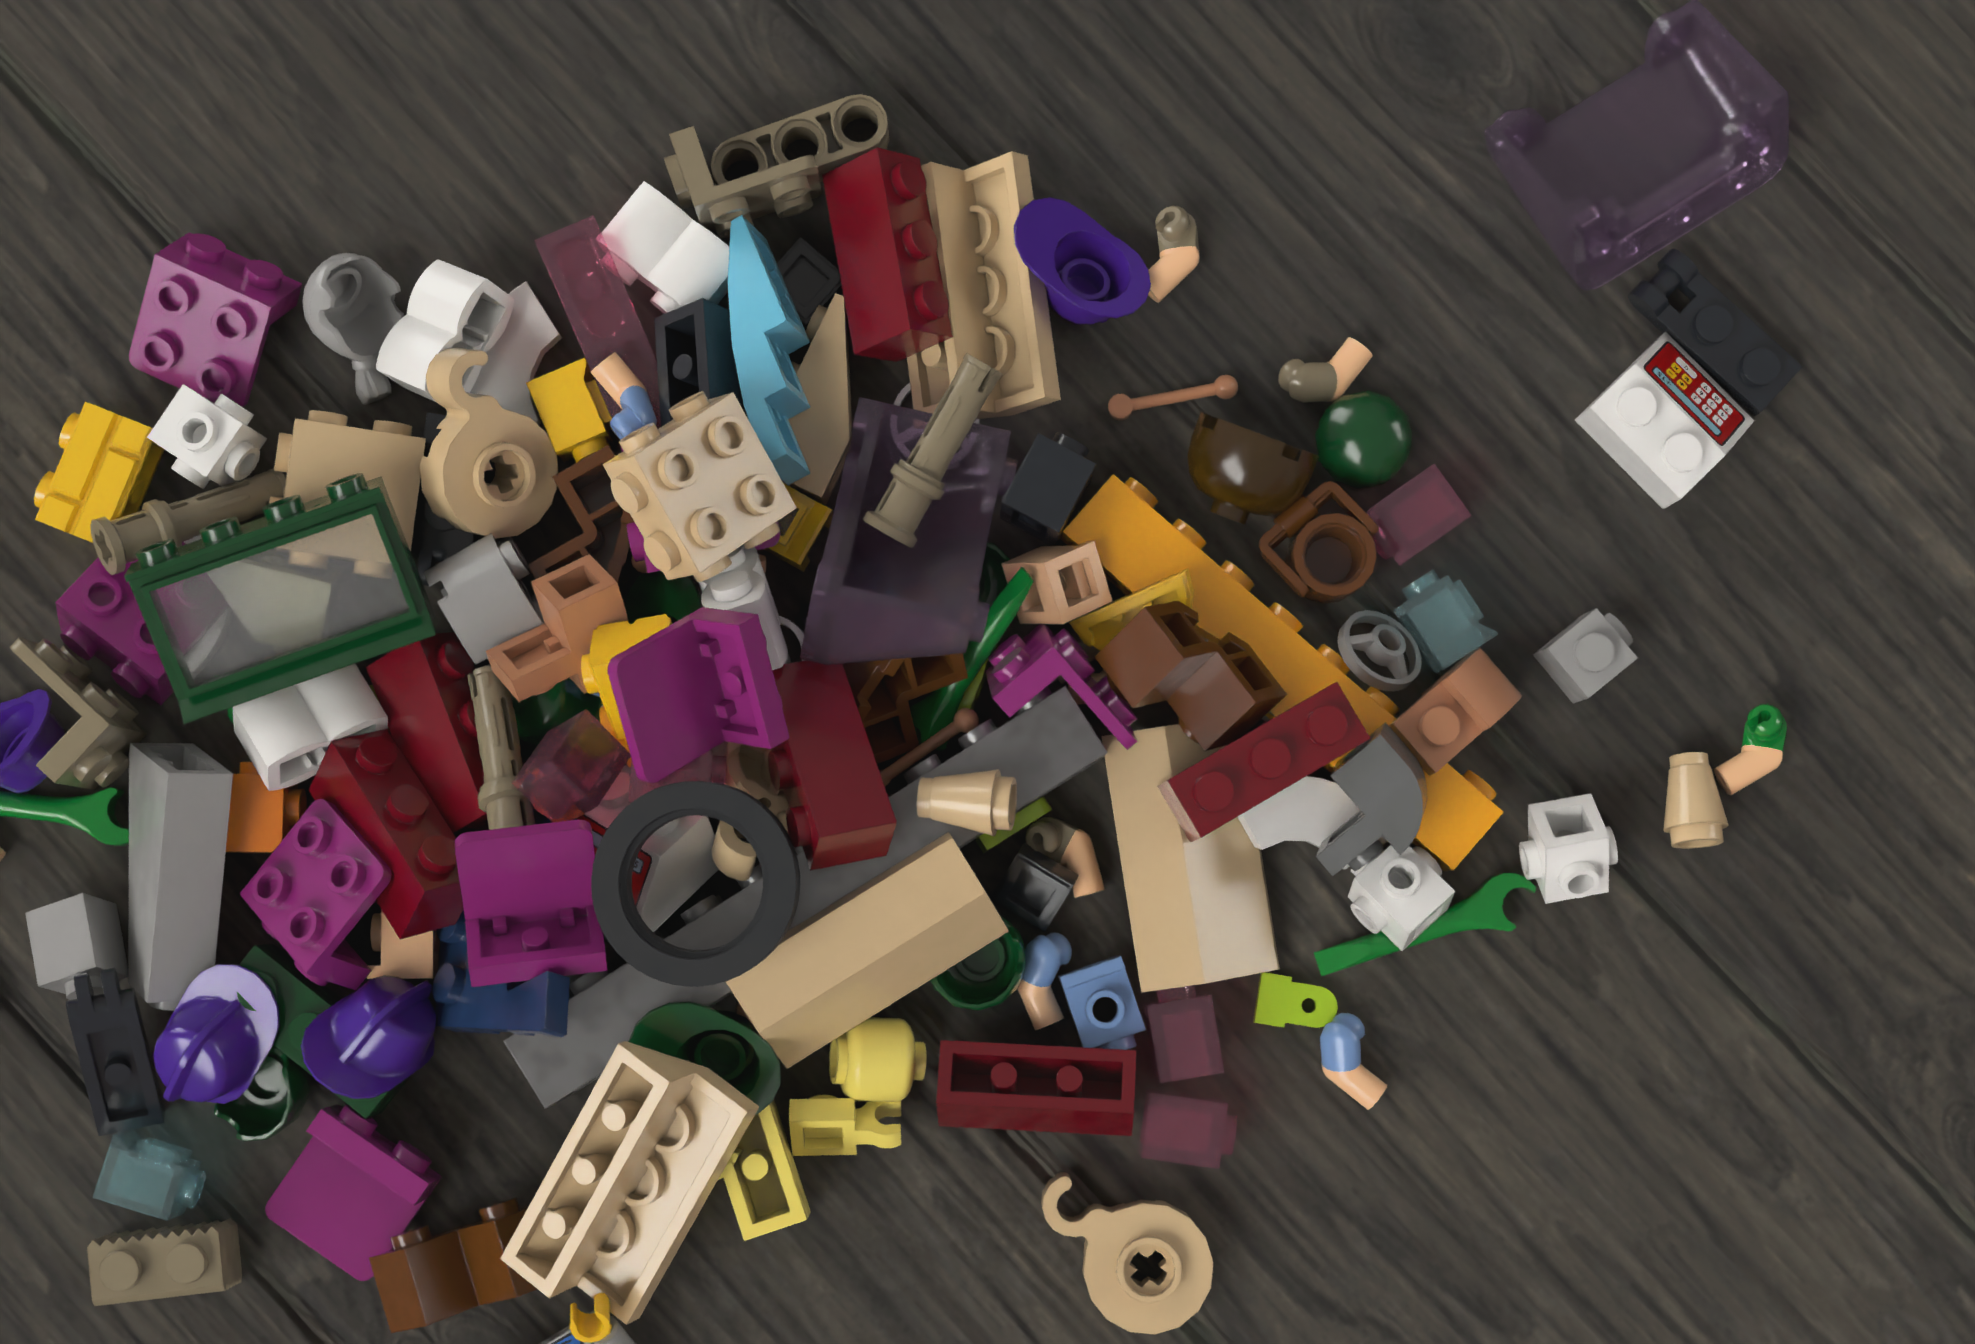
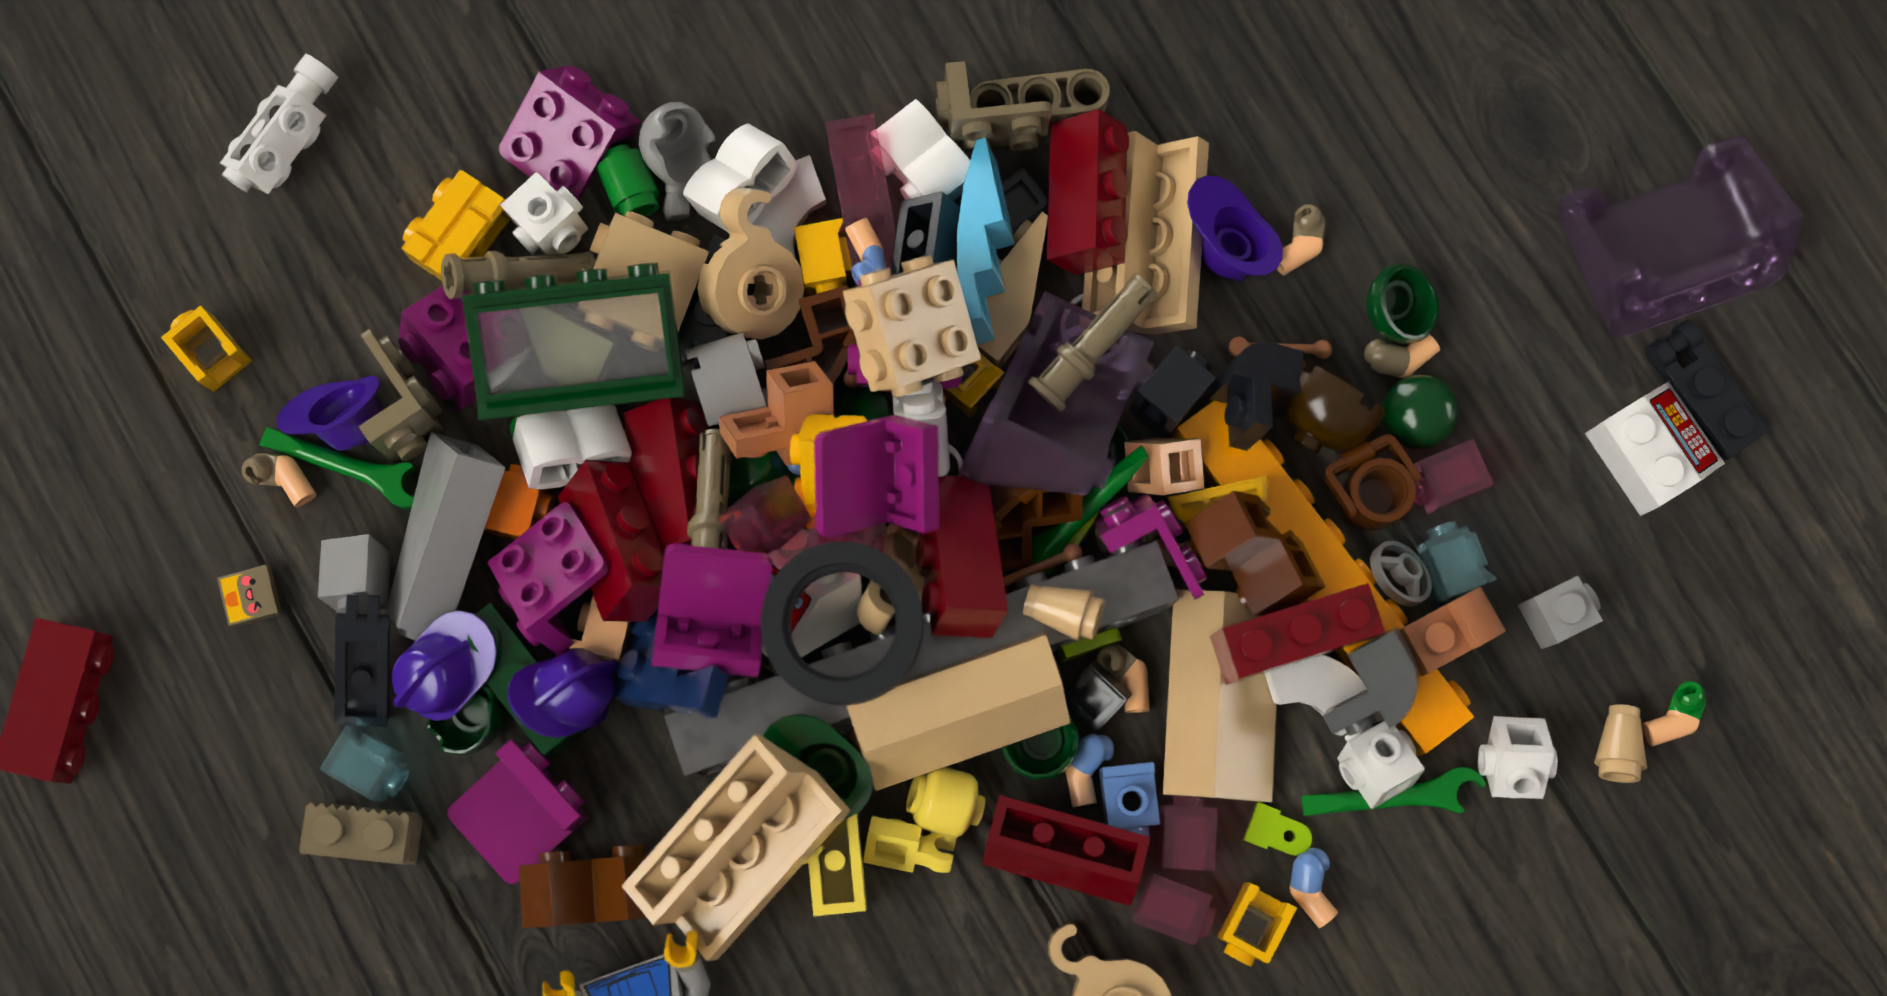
camera: 15 degrees right, 5 degrees down
(304, 368) = (628, 181): none -> green brick
(1148, 459) = (1256, 389): none -> black brick
(1288, 1125) = (1255, 925): none -> yellow window
(1313, 309) = (1402, 304): none -> dark green piece

